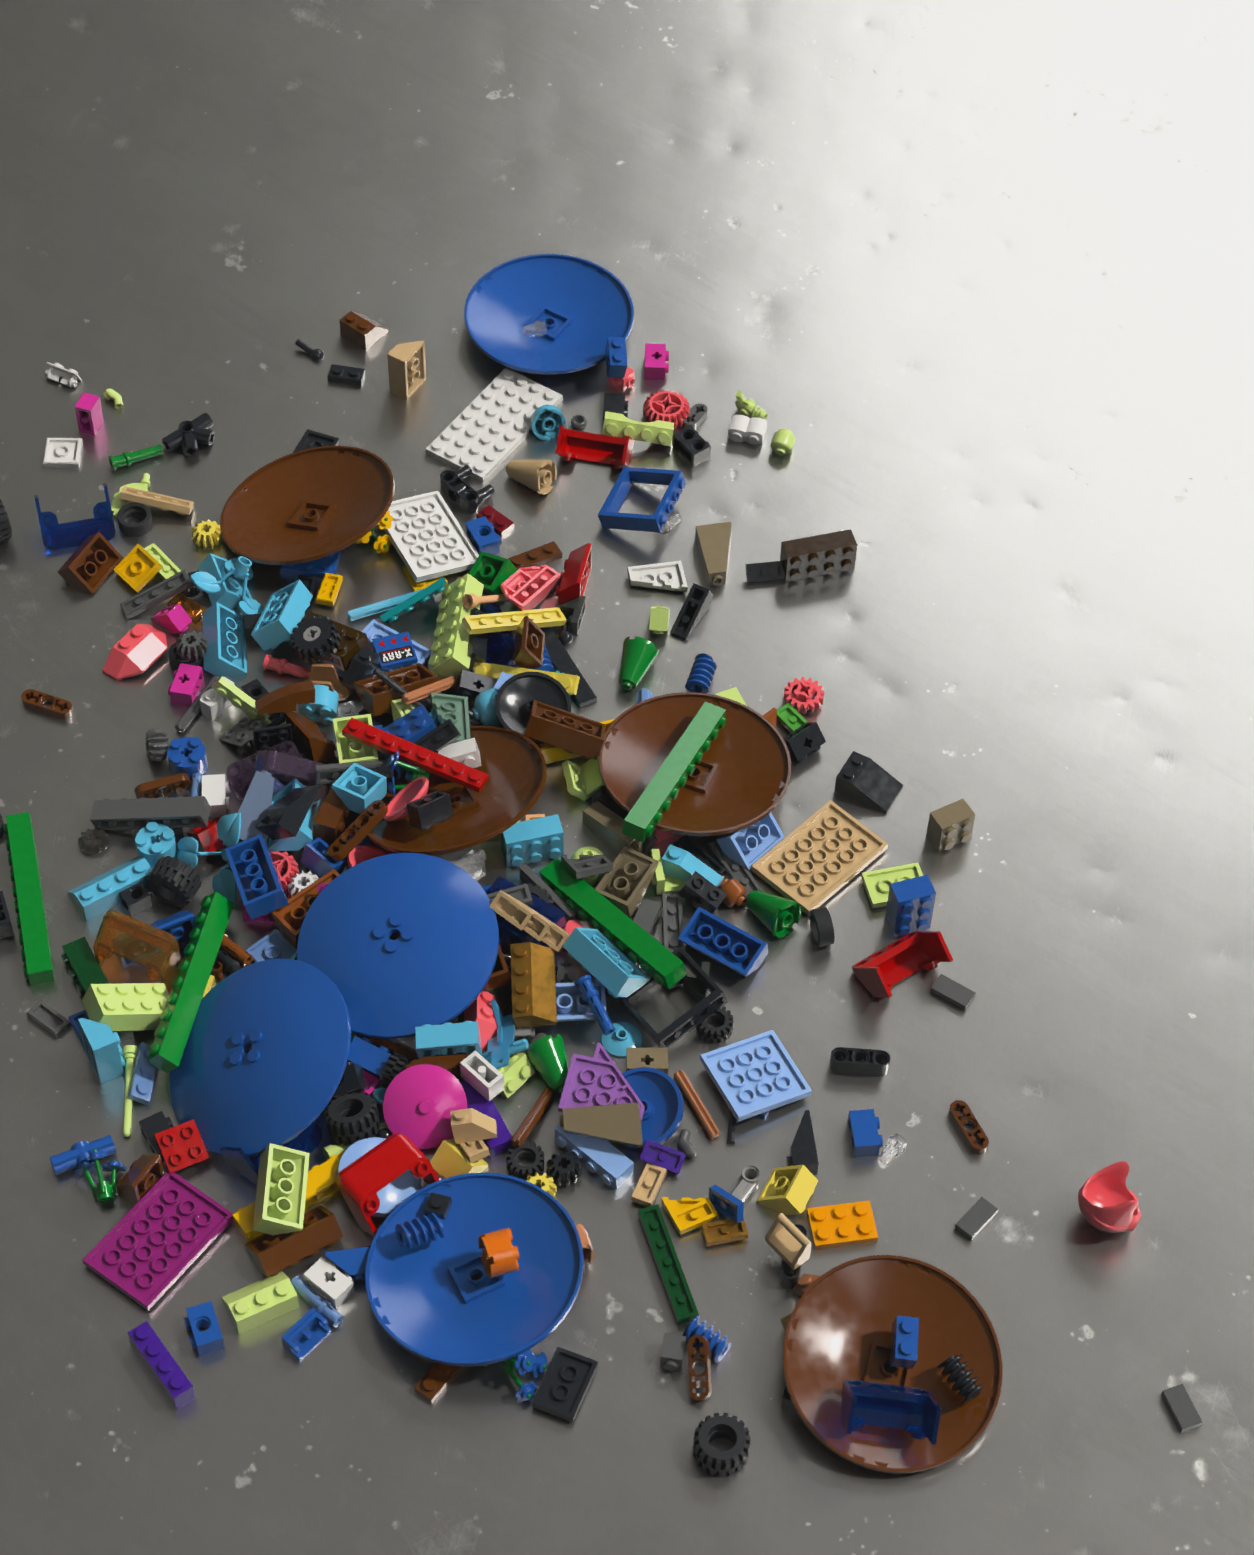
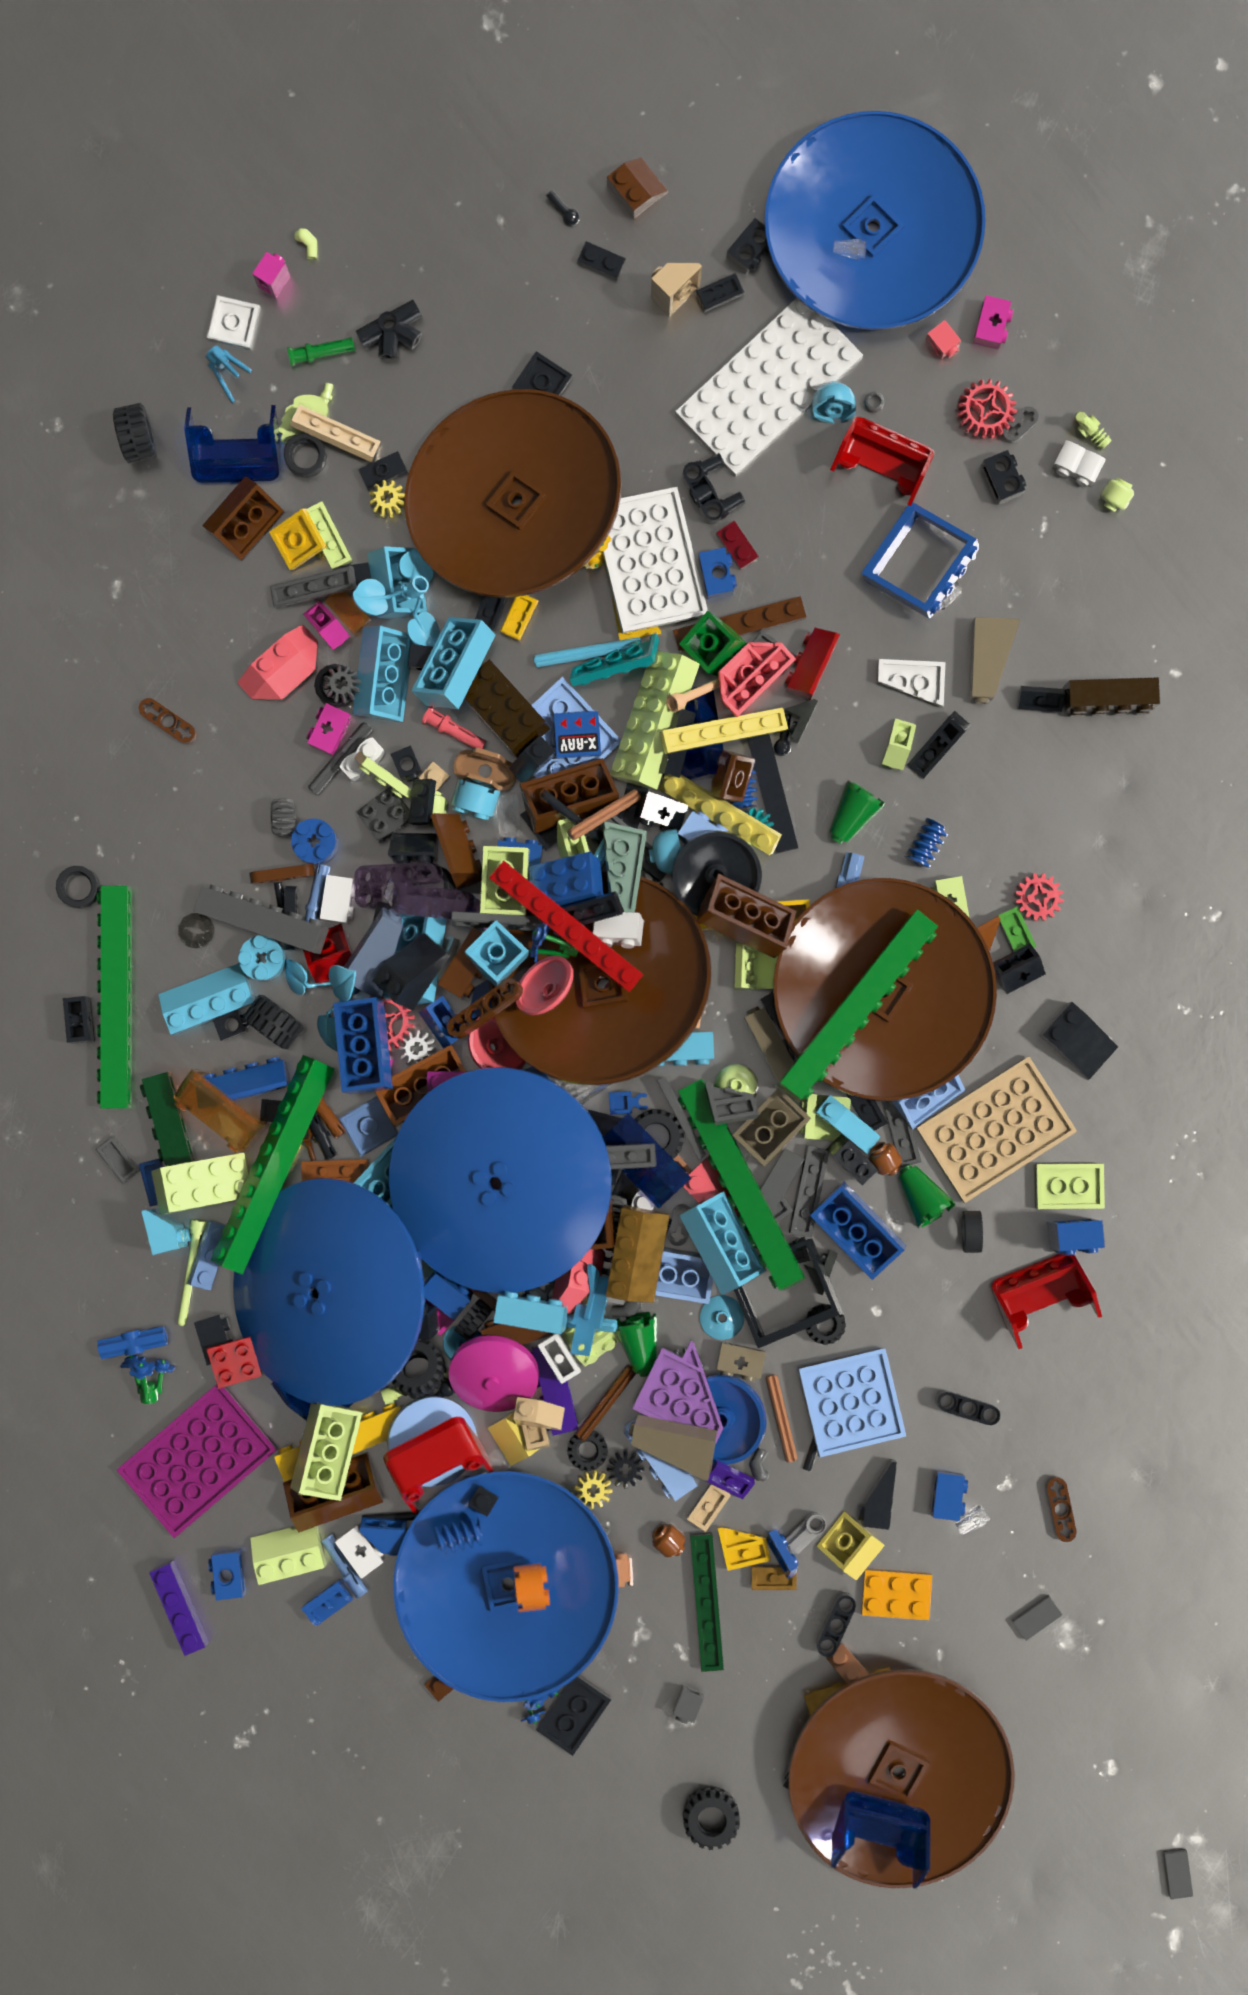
camera: 15 degrees right, 35 degrees up
(55, 473) = (219, 359): none -> dark azure plant
(69, 377) = (256, 194): white hinge -> none
(140, 1178) = (186, 1388): reddish brown slope -> none
(204, 514) = (383, 469): none -> black plate
(286, 698) = (435, 803): reddish brown slope -> none
(315, 639) = (491, 728): black wheel -> none
(429, 810) = (566, 1018): black brick -> none
(442, 377) = (719, 292): none -> black plate
(458, 348) = (746, 243): none -> black brick
(529, 920) = (646, 1185): tan slope -> none
(534, 473) = (796, 486): tan cone -> none
(591, 996) = (696, 1283): blue pin -> none
(615, 403) = (921, 397): black brick -> none
(616, 357) = (941, 325): blue brick -> none
(619, 1218) = (668, 1540): none -> dark orange head
(653, 432) = (919, 434): yellowish green arch -> none
(705, 1350) = (715, 1726): reddish brown beam -> none
(718, 1346) = (725, 1698): blue piece -> none
(788, 1242) = (831, 1625): tan tile -> none
(904, 1342) = (918, 1767): blue brick -> none
(950, 825) = (1154, 1127): dark tan brick -> none
(952, 992) = (1093, 1337): dark grey tile -> none
(961, 1378) = (965, 1811): black piece -> none
(1108, 1202) = (1177, 1647): coral piece -> none

